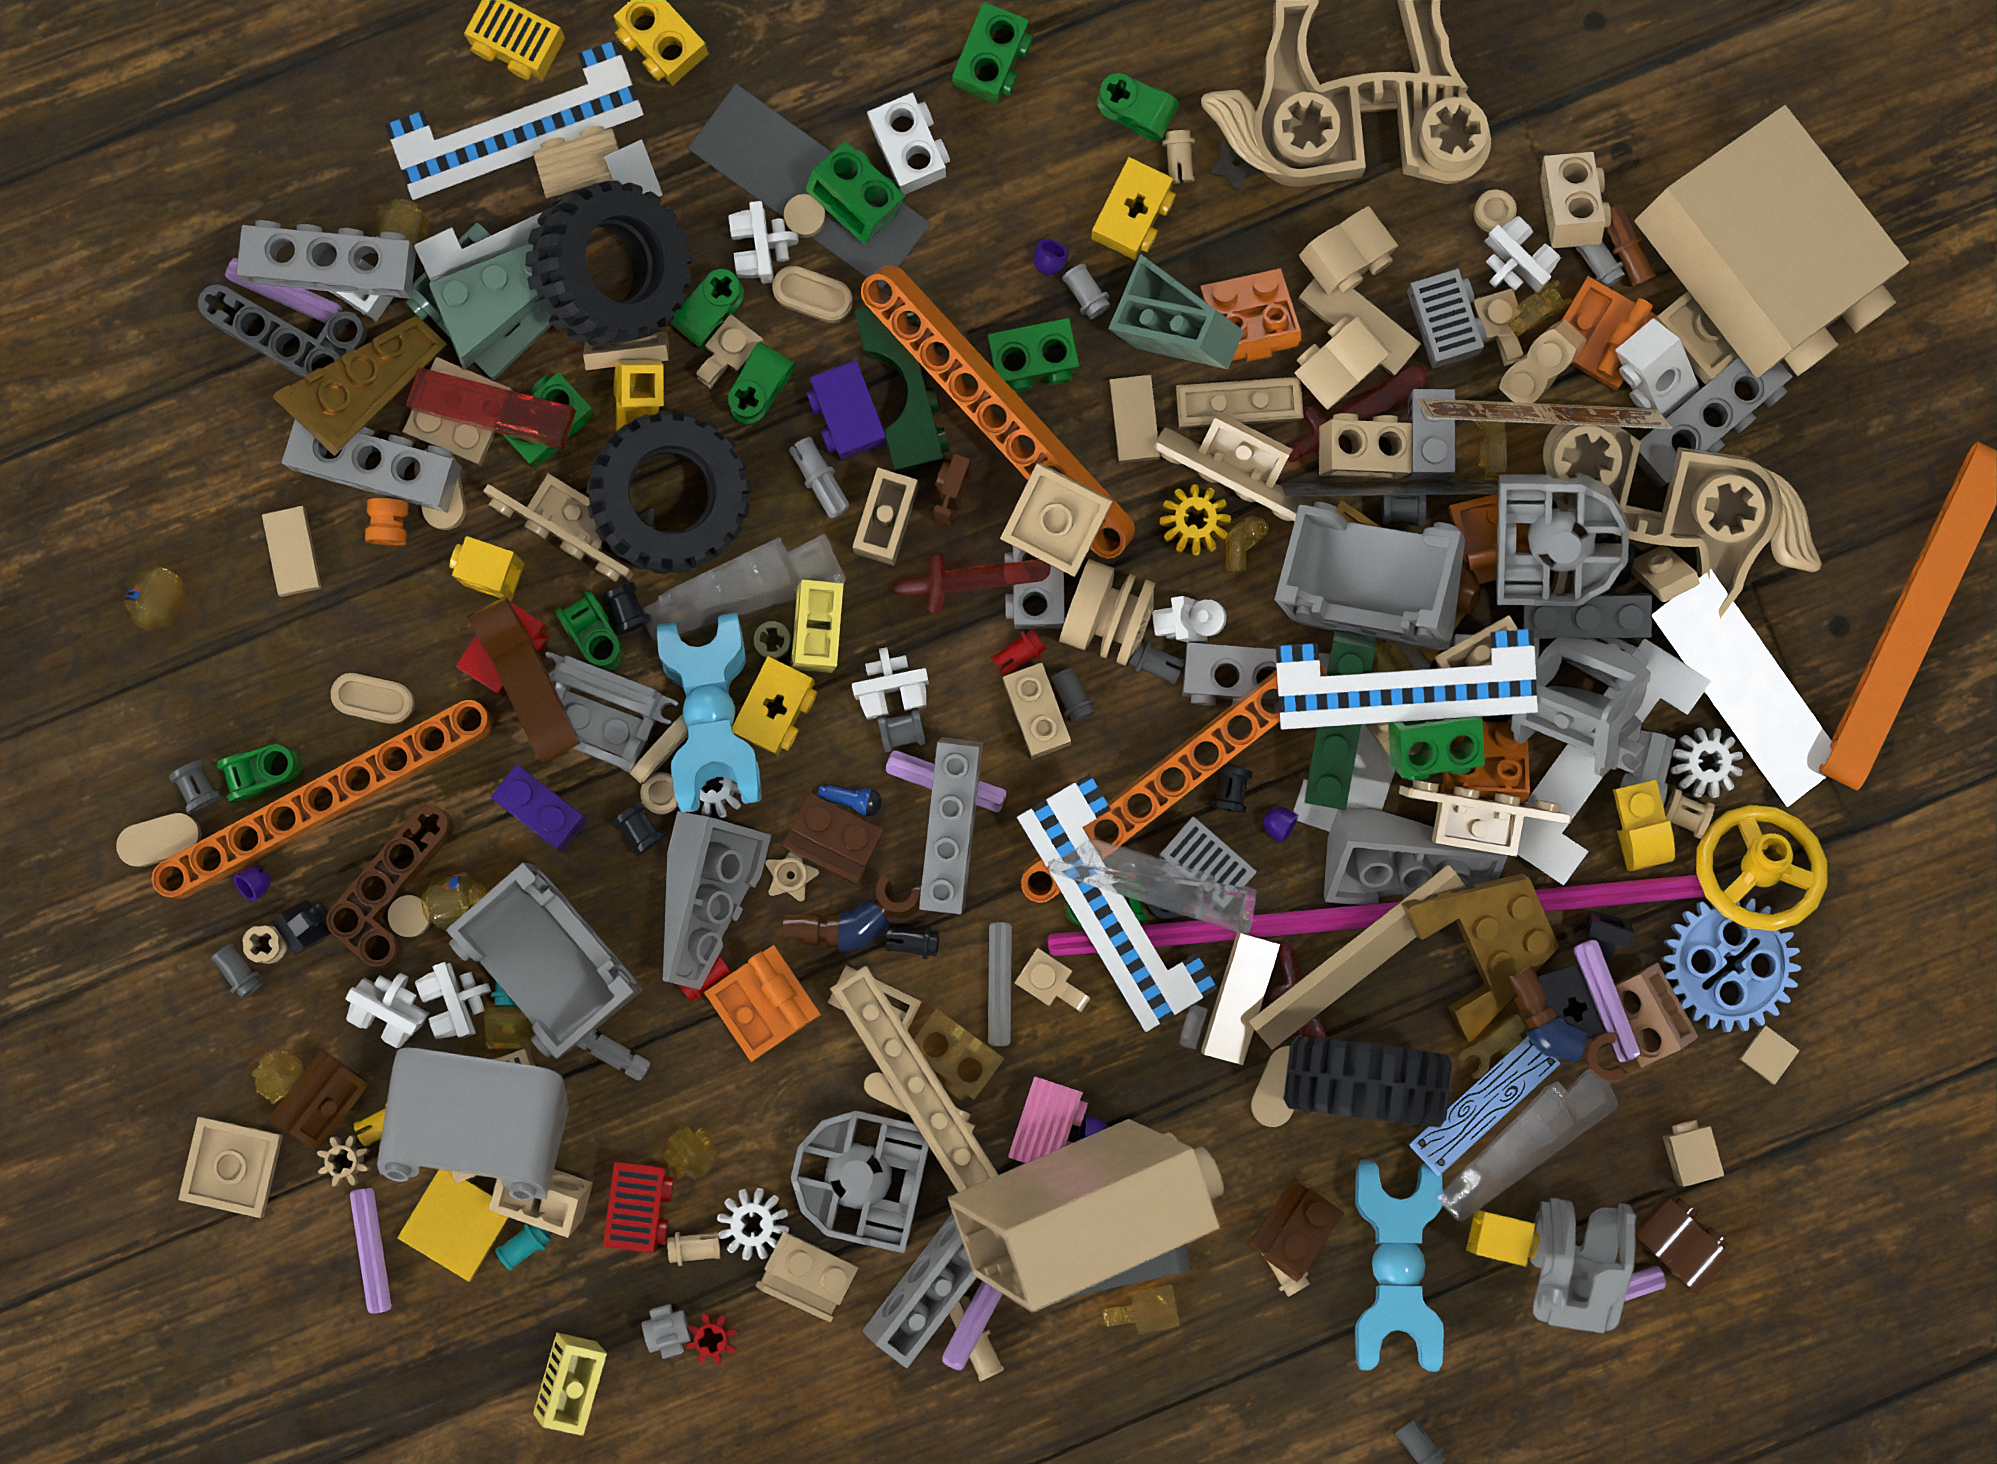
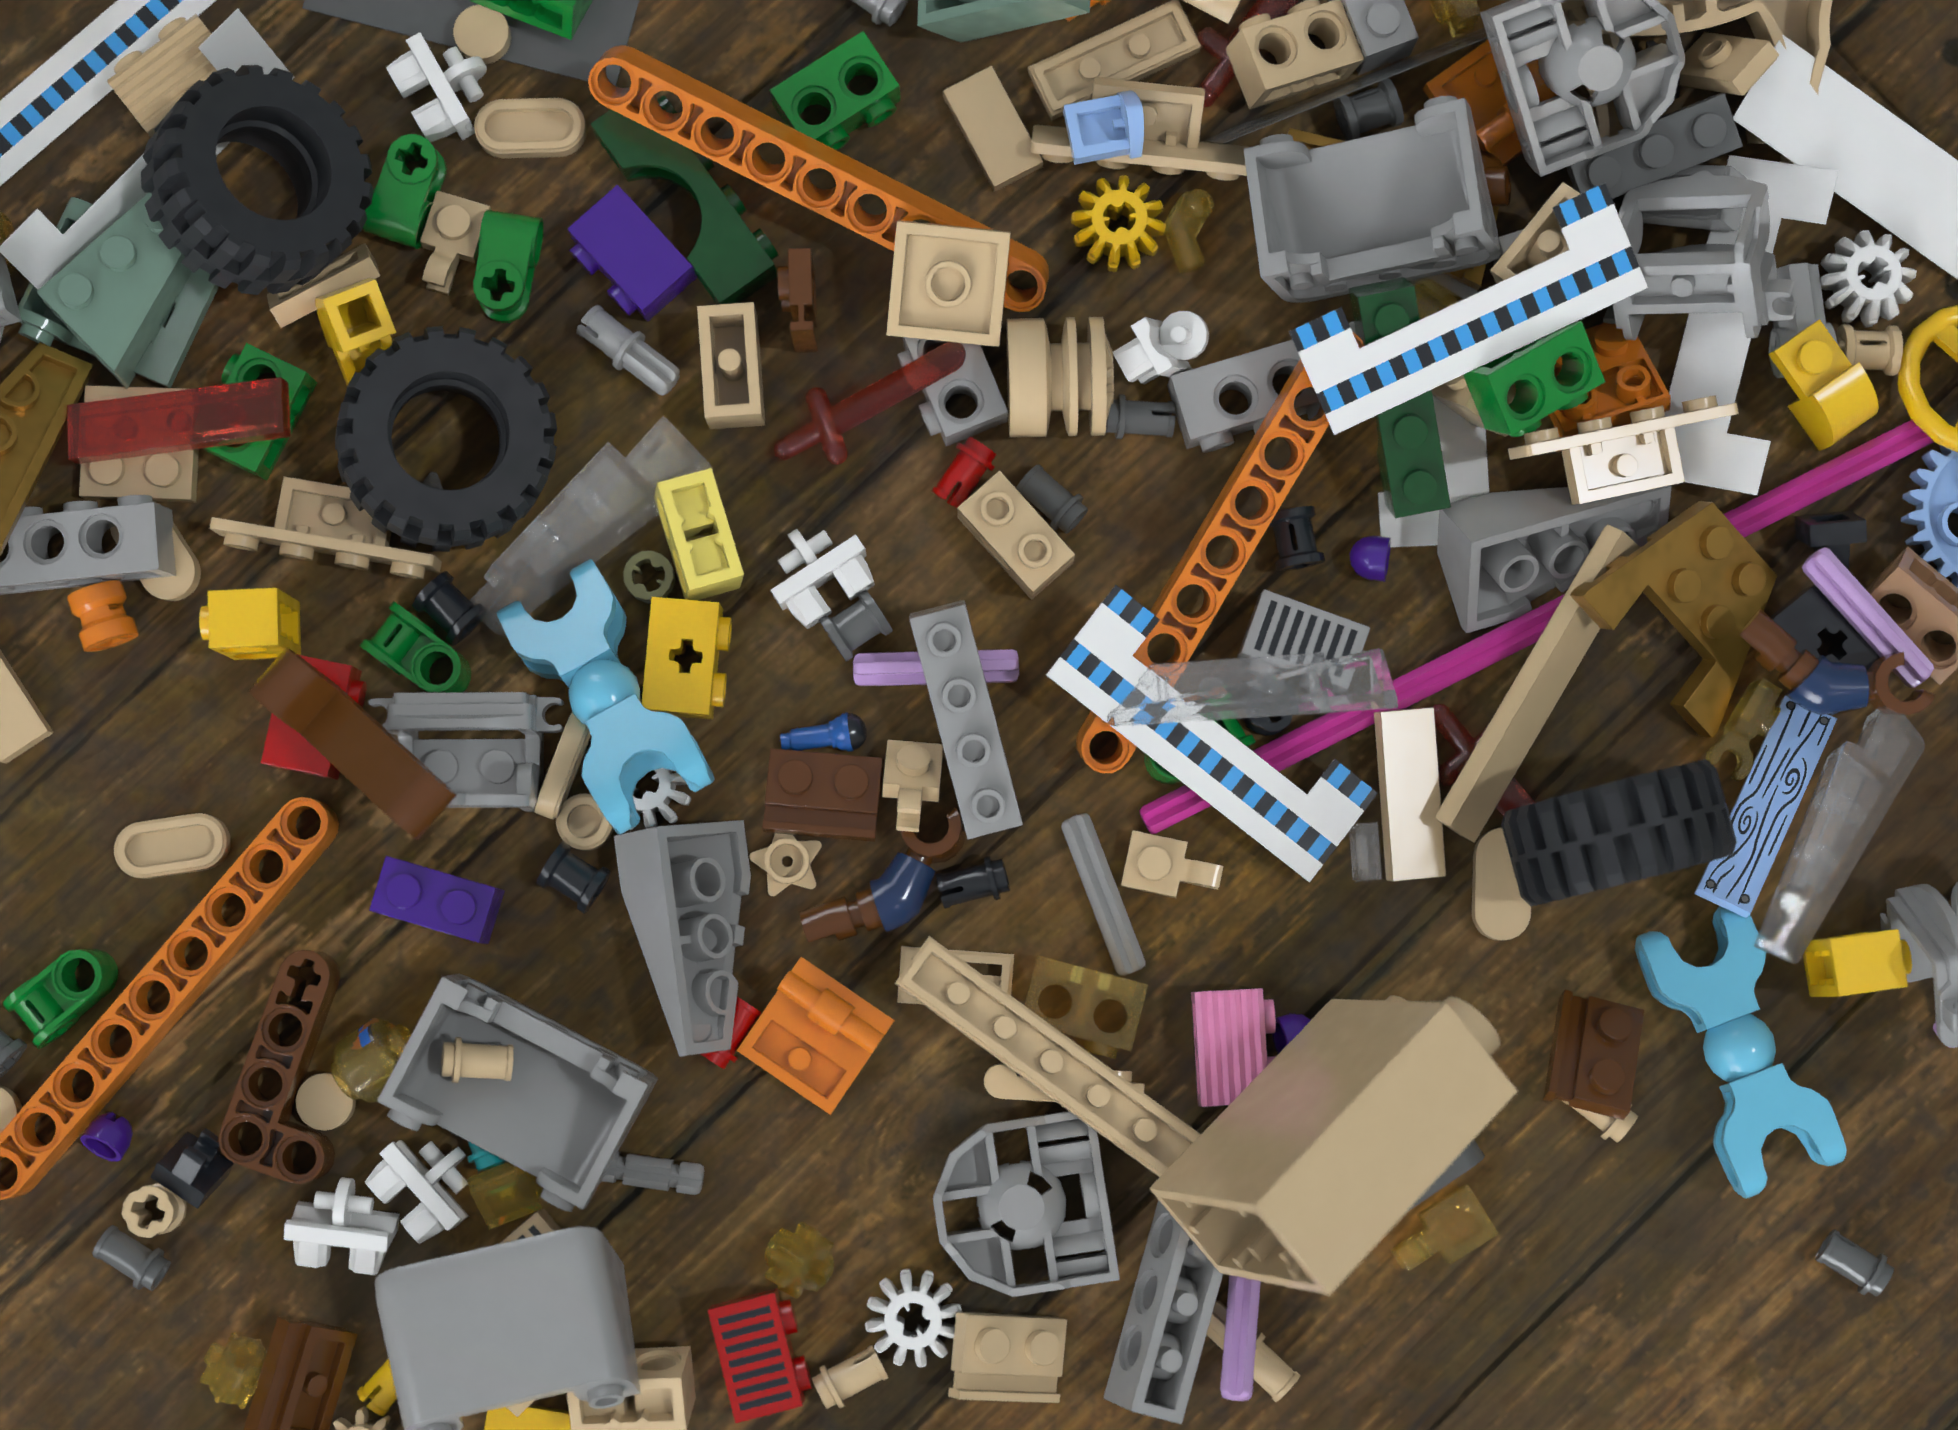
camera: 30 degrees left, 0 degrees up
(523, 929) = (476, 1060): none -> tan pin
(898, 851) = (912, 776): none -> tan plate
(1209, 451) = (1105, 127): none -> light blue tile

